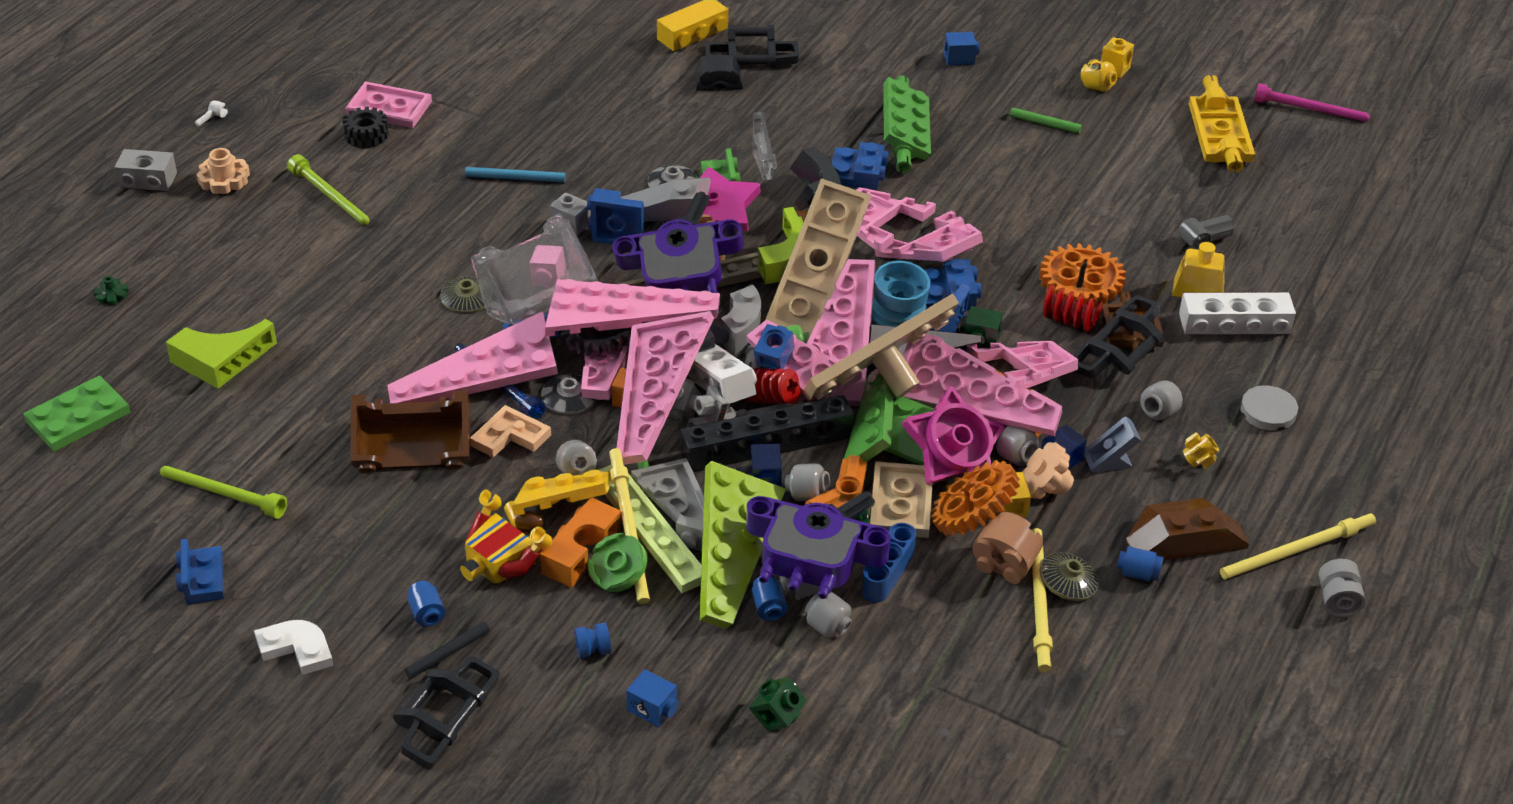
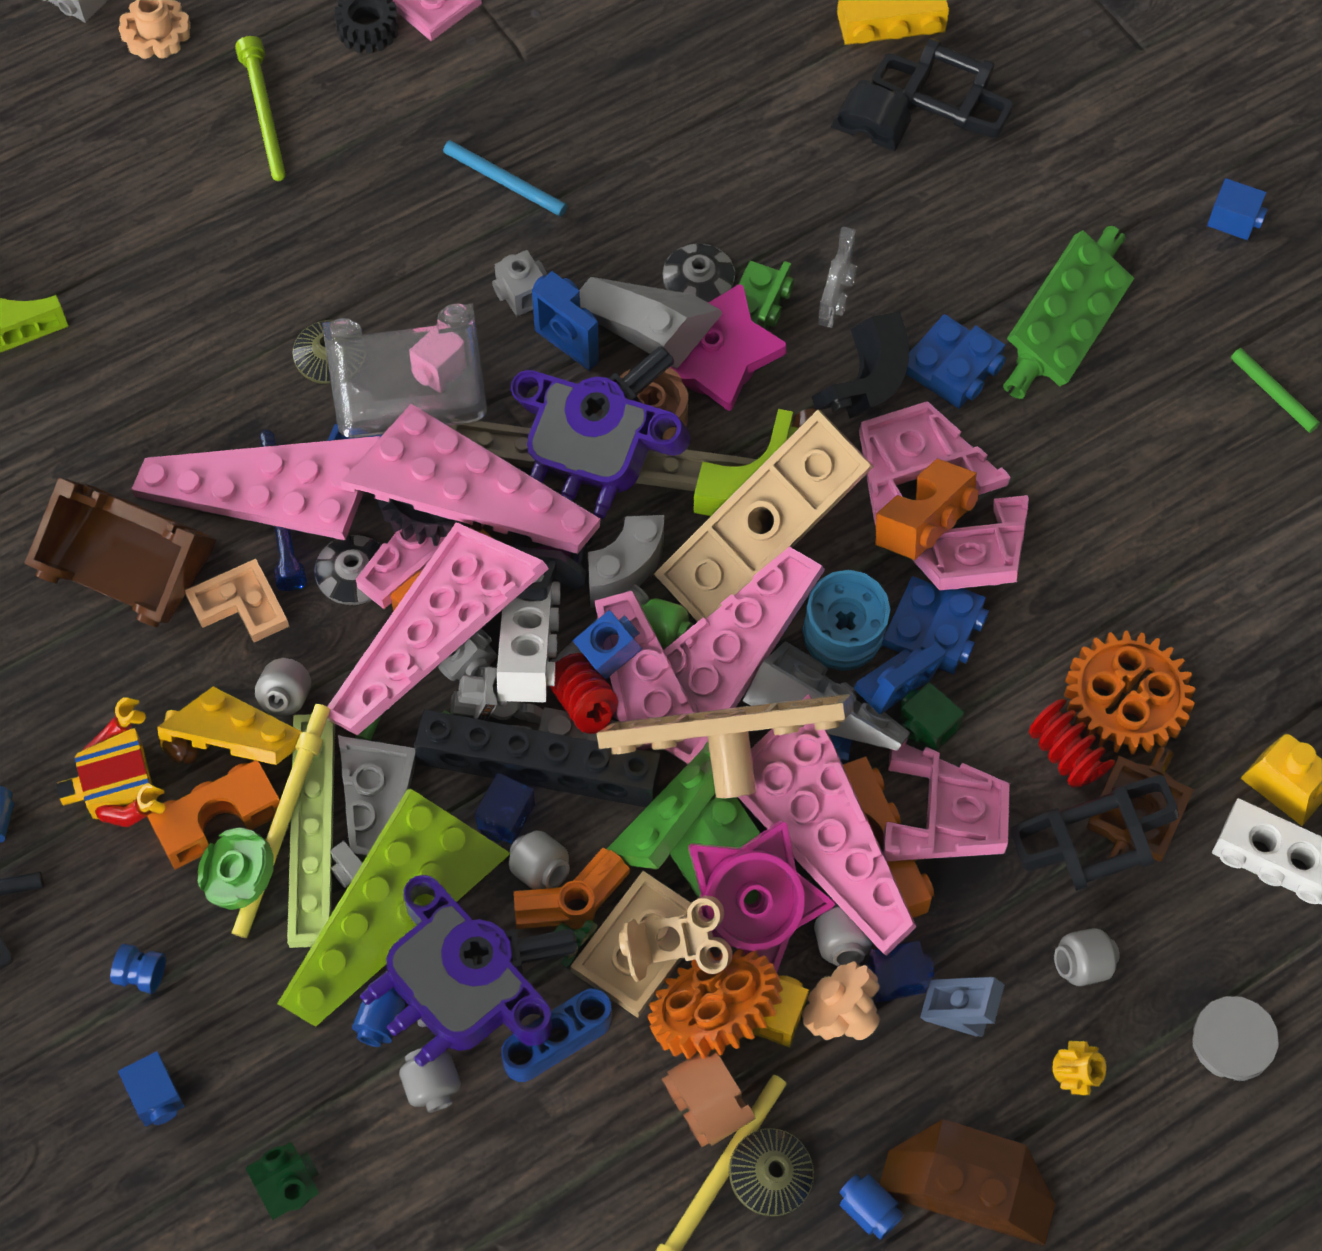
camera: 30 degrees right, 20 degrees up
(904, 228) = (941, 499): none -> orange arch
(938, 468) = (642, 948): none -> tan piece

